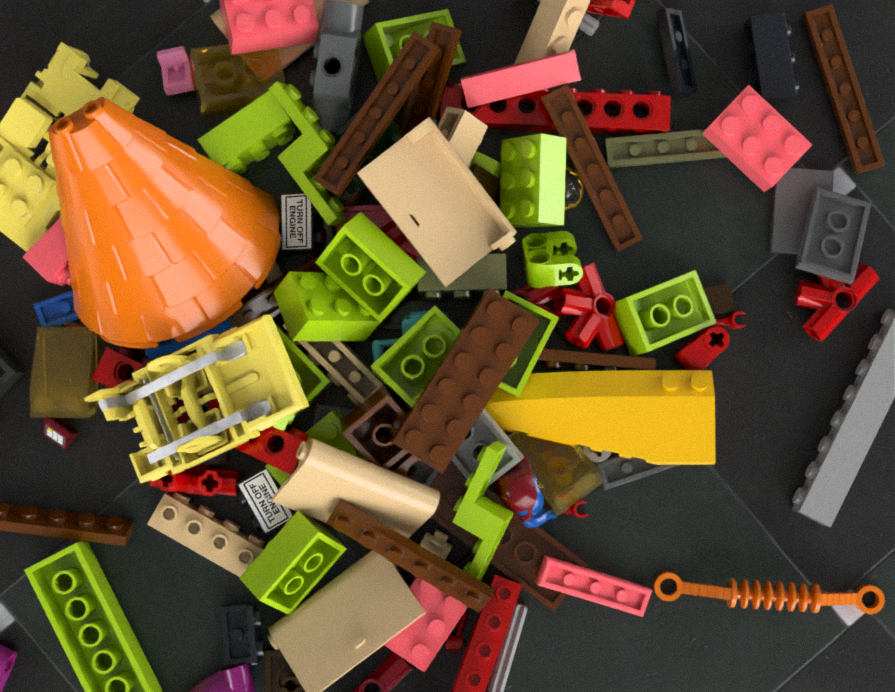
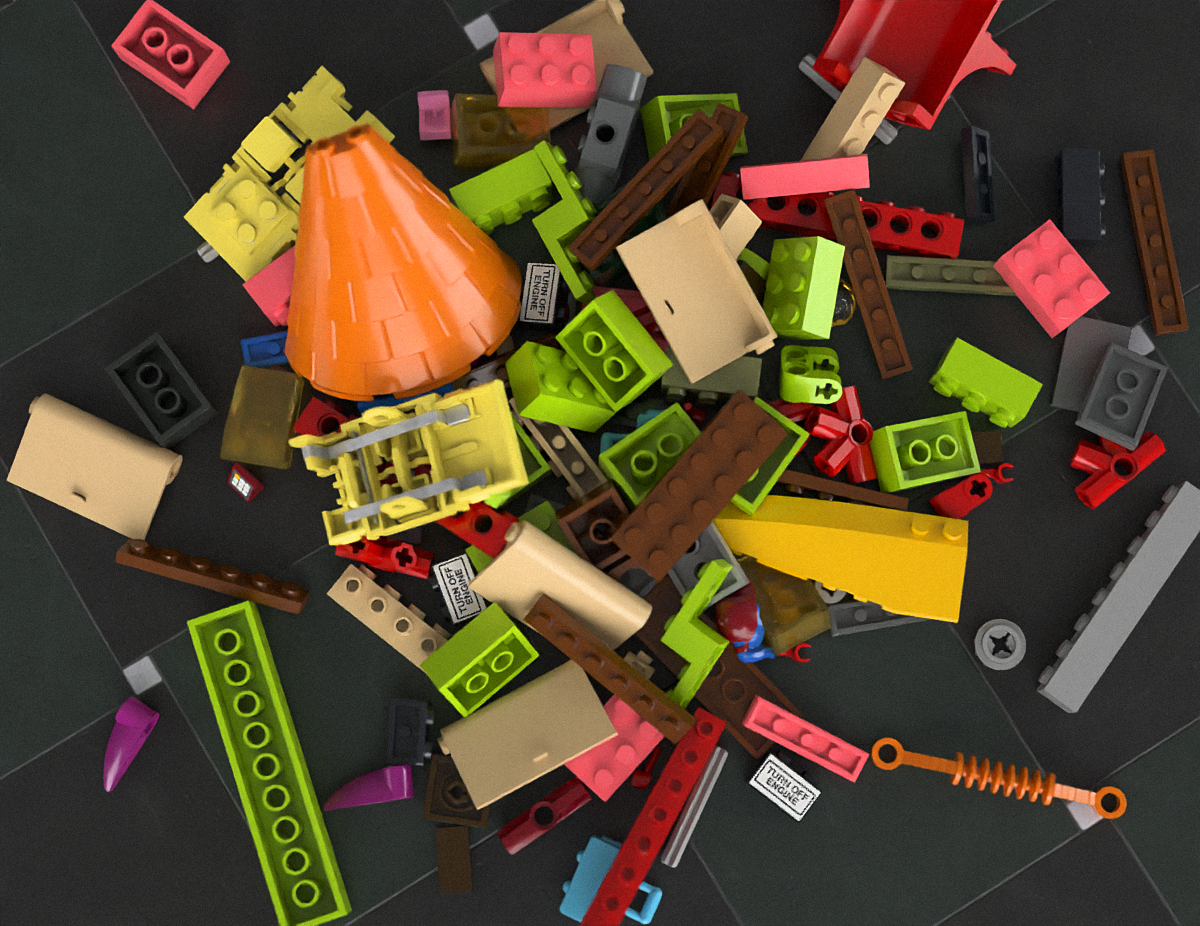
camera: 10 degrees right, 5 degrees down
(453, 310) = (694, 414): none -> red hand
(581, 631) = (783, 786): none -> brick
(709, 243) = (984, 384): none -> lime brick
(767, 470) = (1014, 642): none -> light grey gear

